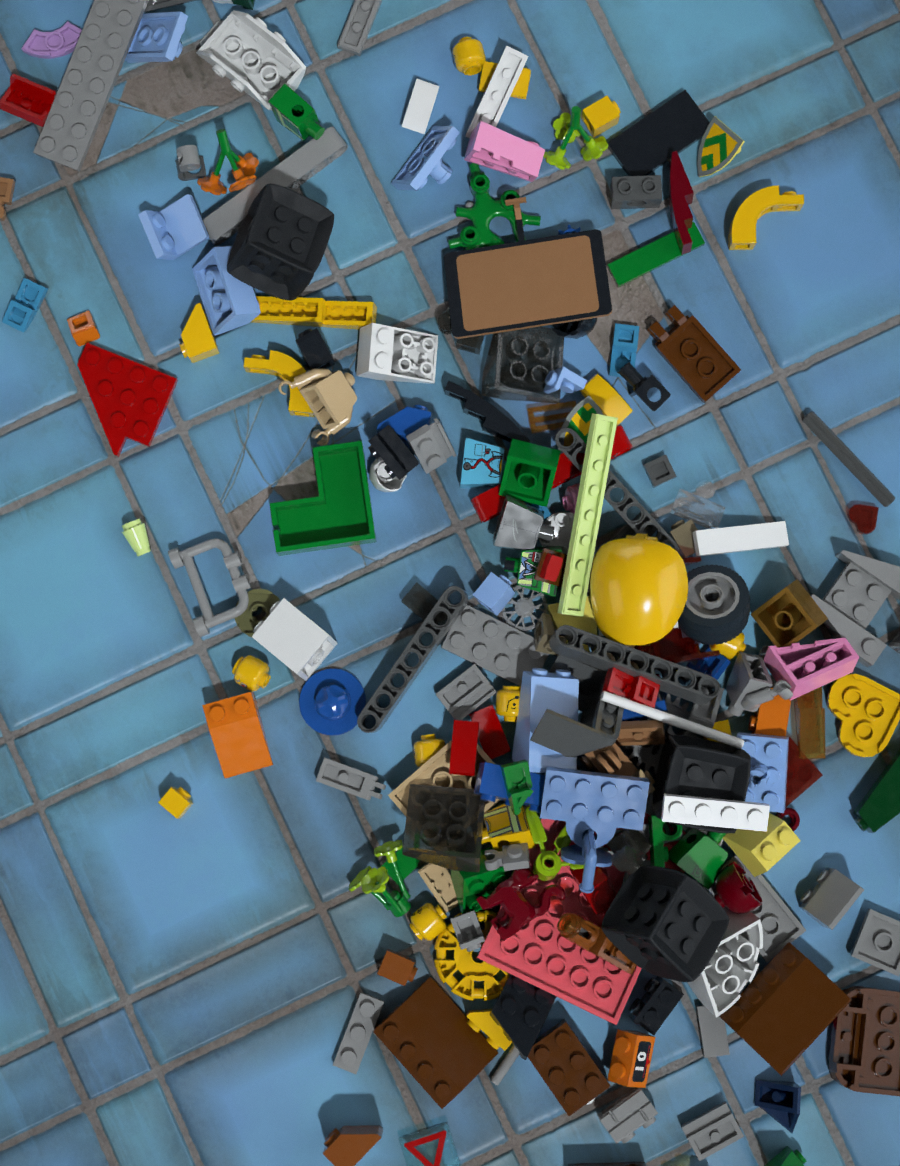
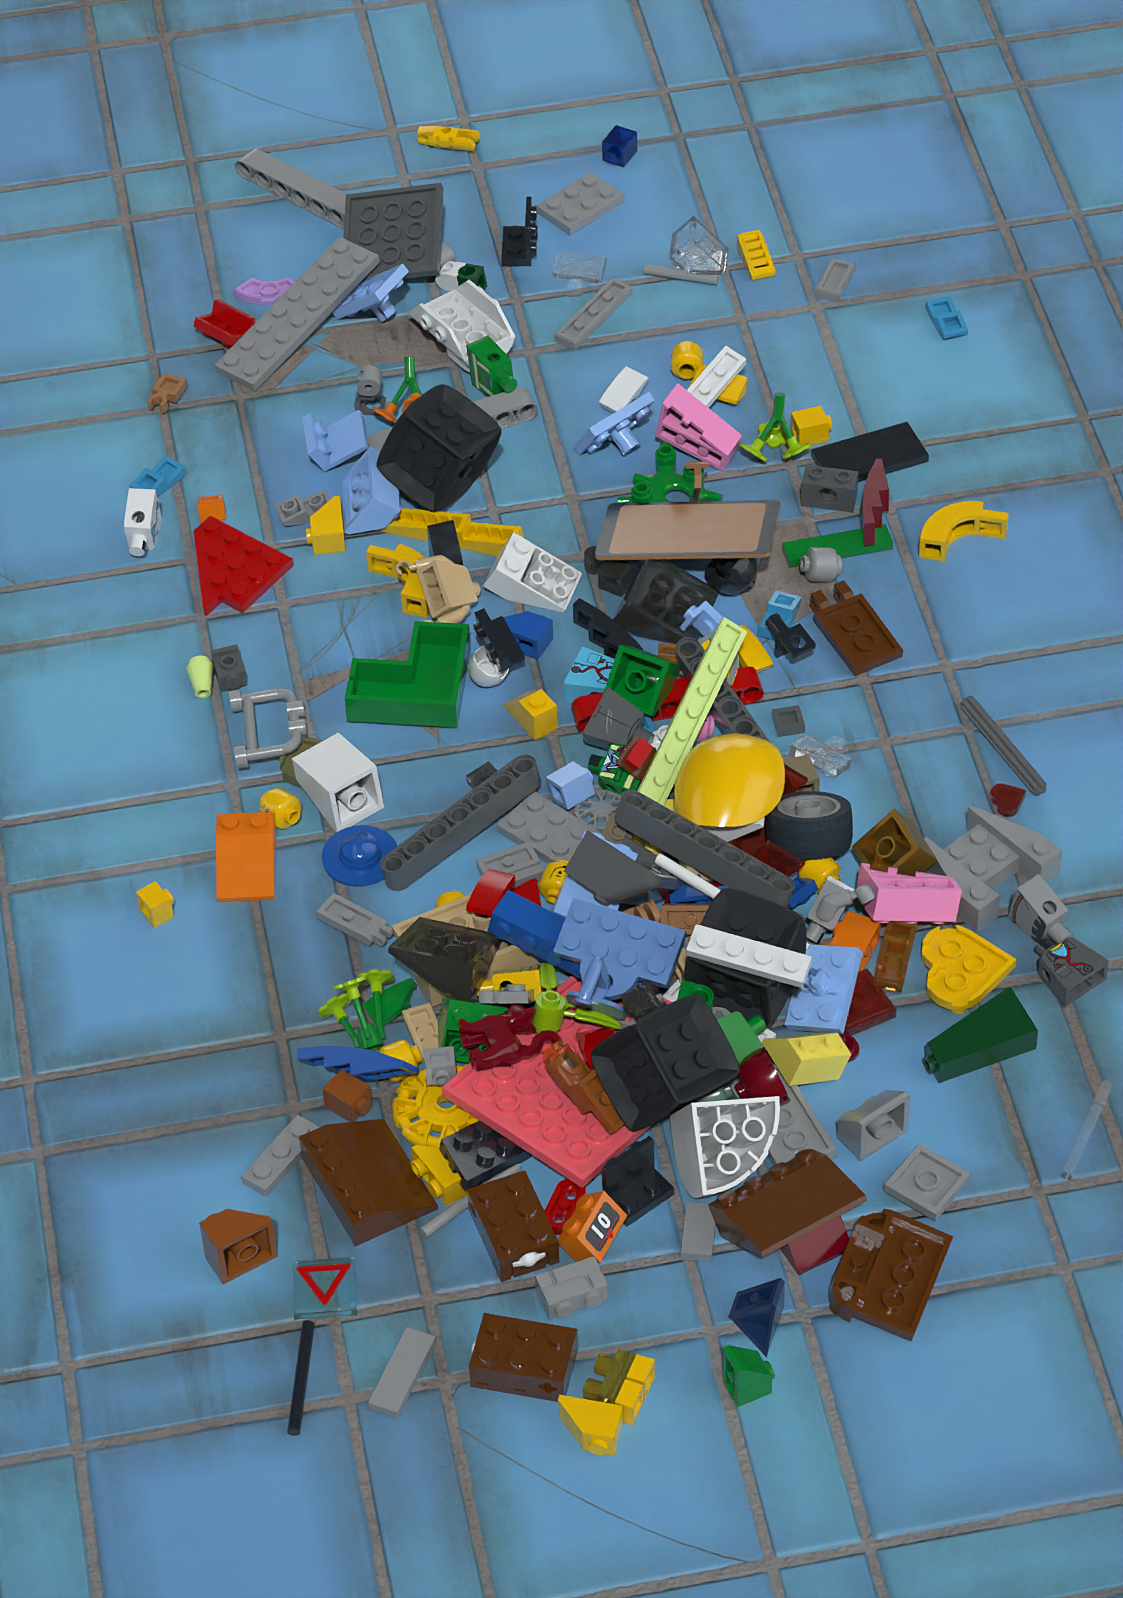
camera: 15 degrees right, 35 degrees down
(27, 363) = (142, 530): none -> white torso
(155, 514) = (228, 668): none -> dark grey brick
(170, 314) = (298, 511): none -> light grey slope
(405, 942) = (361, 1063): none -> blue slope
(431, 446) = (542, 648): light grey plate -> none
(437, 511) = (534, 712): none -> yellow slope
(517, 783) = (537, 913): green slope -> none
(600, 1033) = (560, 1206): none -> red plate
(633, 688) = (704, 868): red slope -> none
(648, 286) = (821, 564): none -> light grey head
(712, 1131) = (668, 1326): light grey plate -> none
(717, 148) = (928, 467): shield -> none
(740, 538) = (860, 782): white tile -> none

